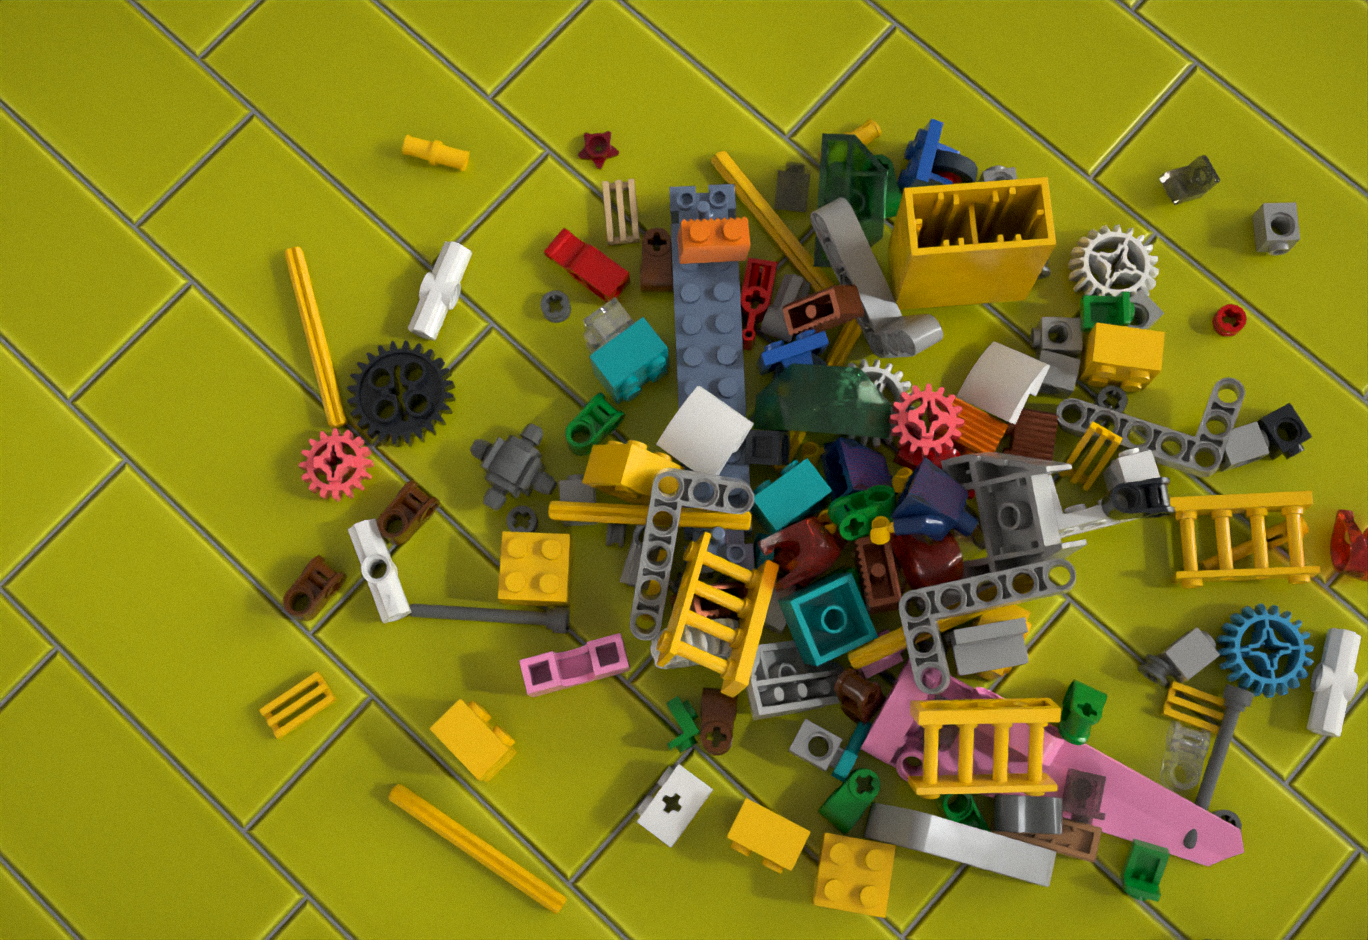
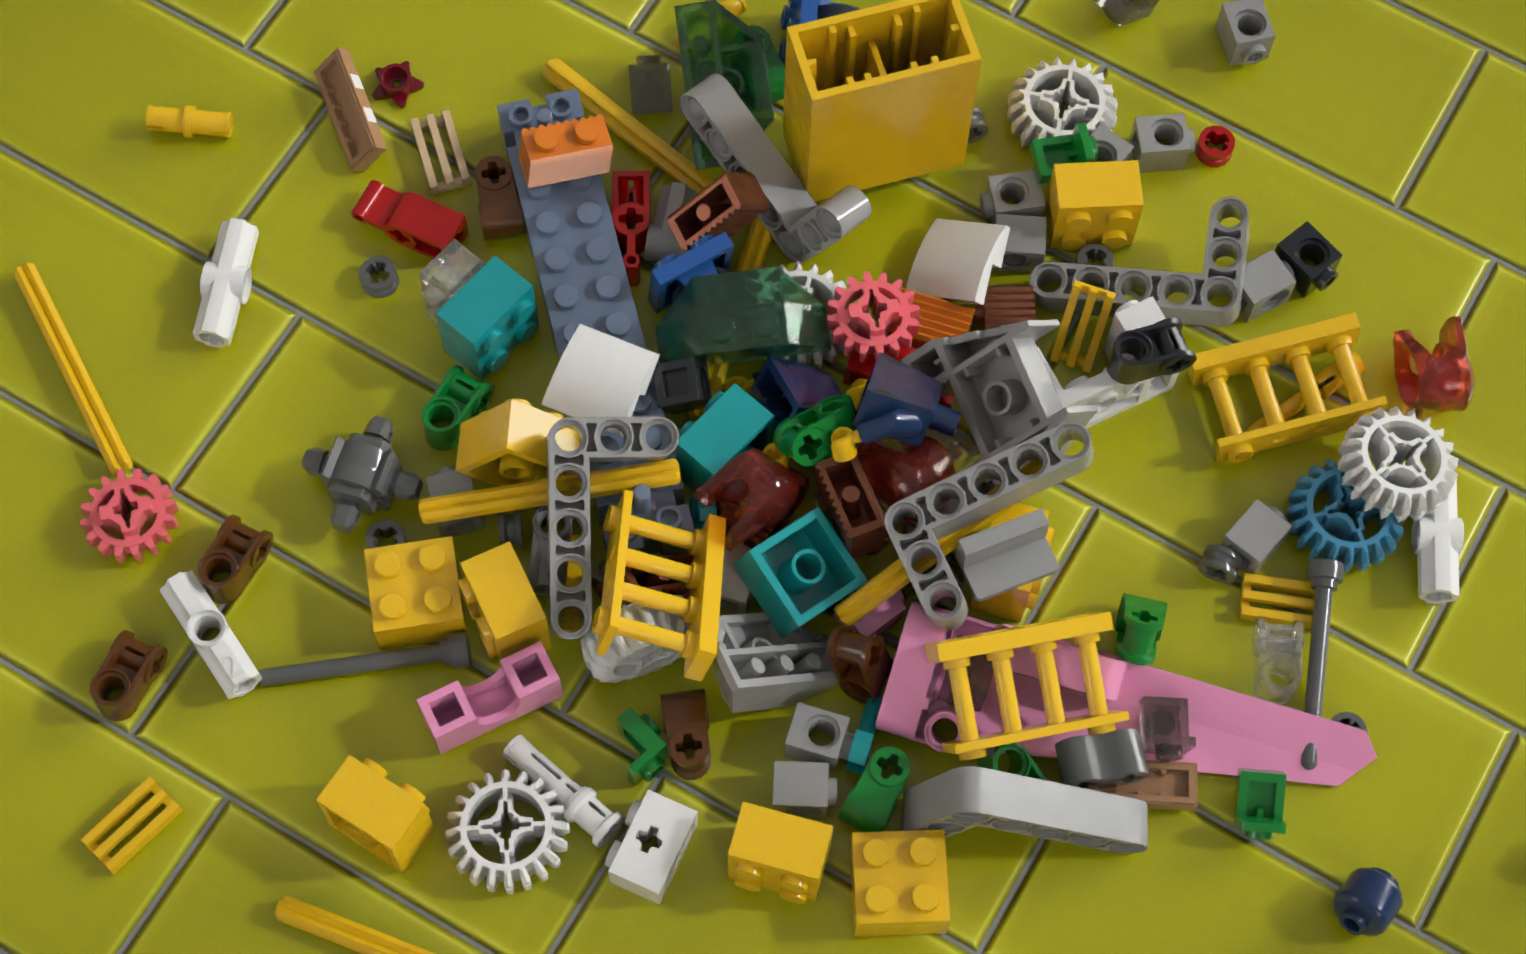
camera: 20 degrees left, 10 degrees down
(429, 387) = (160, 428): black gear -> none
(558, 166) = (350, 110): none -> medium nougat plate
(571, 753) = (490, 831): none -> white gear
(599, 596) = (502, 602): none -> yellow brick
(626, 760) = (578, 801): none -> white pin
(796, 784) = (803, 789): none -> light grey brick
(1174, 317) = (1158, 157): none -> light grey brick
(1333, 646) = (1402, 487): none -> white gear

